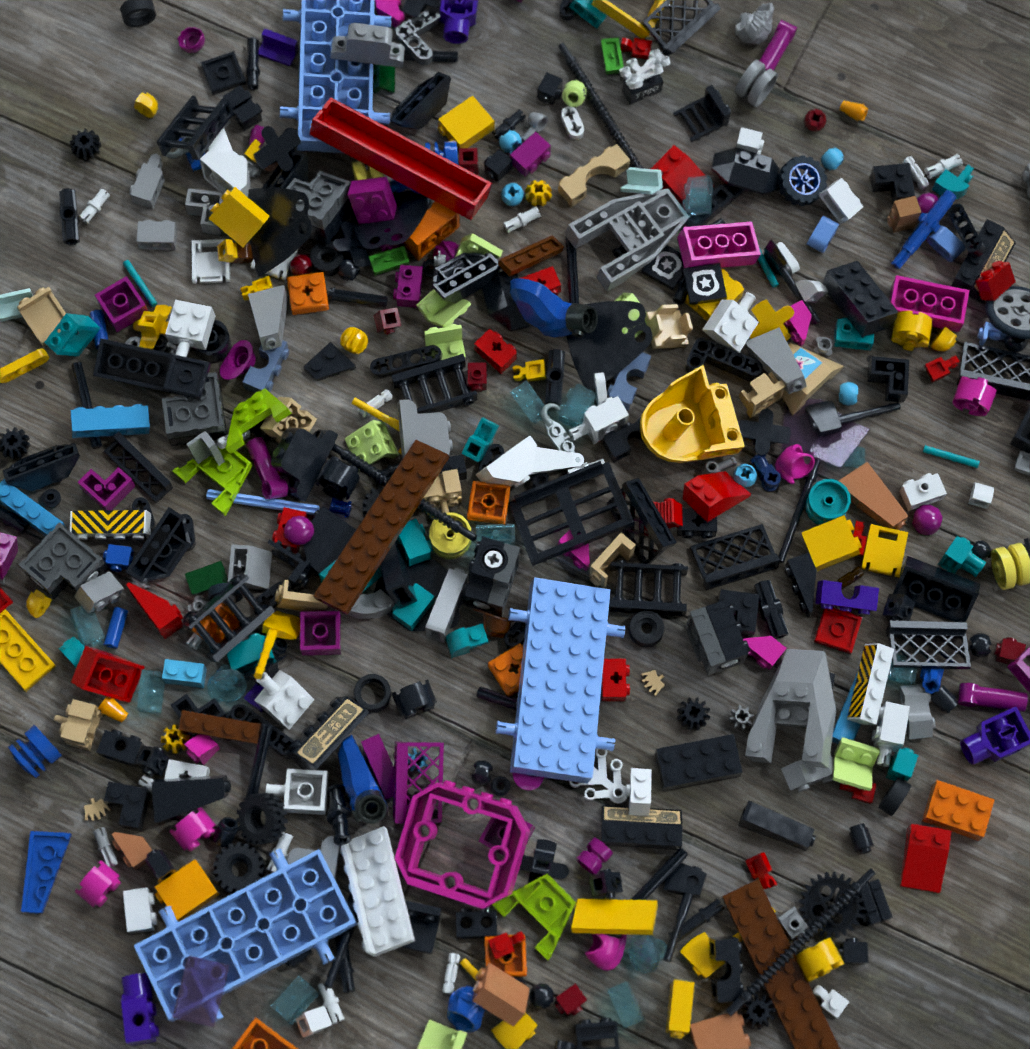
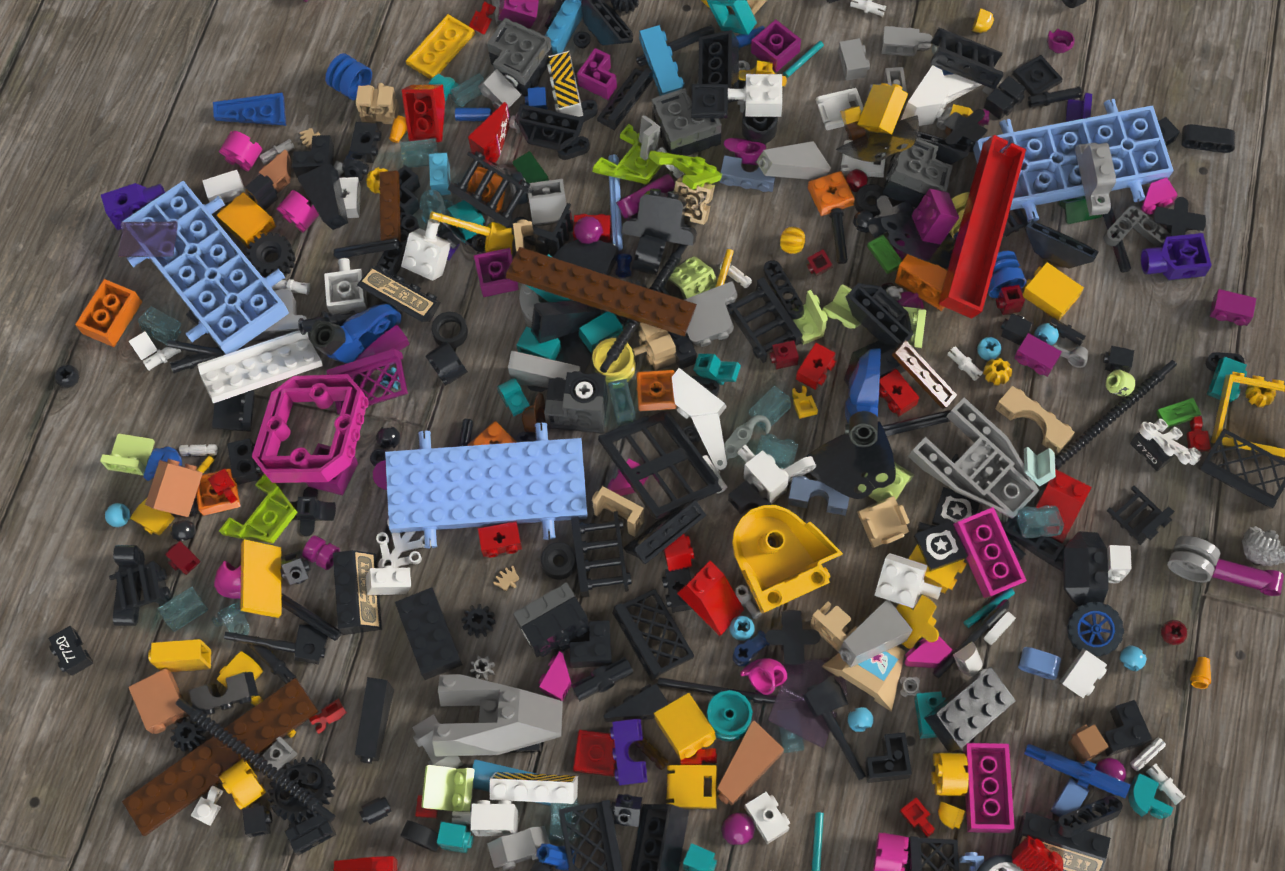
camera: 85 degrees right, 5 degrees down
(37, 603) = (480, 52): yellow piece -> none
(201, 748) = (369, 199): dark pink slope -> none
(225, 832) = (300, 237): black brick -> none
(251, 822) = (314, 260): black tyre -> none
(257, 285) = (827, 151): yellow plate -> none
(328, 362) = (766, 226): black wing -> none
(409, 286) = (866, 273): magenta brick -> none
(555, 368) = (813, 424): black piece -> none
(576, 121) = (1091, 393): white beam -> none
(724, 363) = (863, 587): black beam -> none

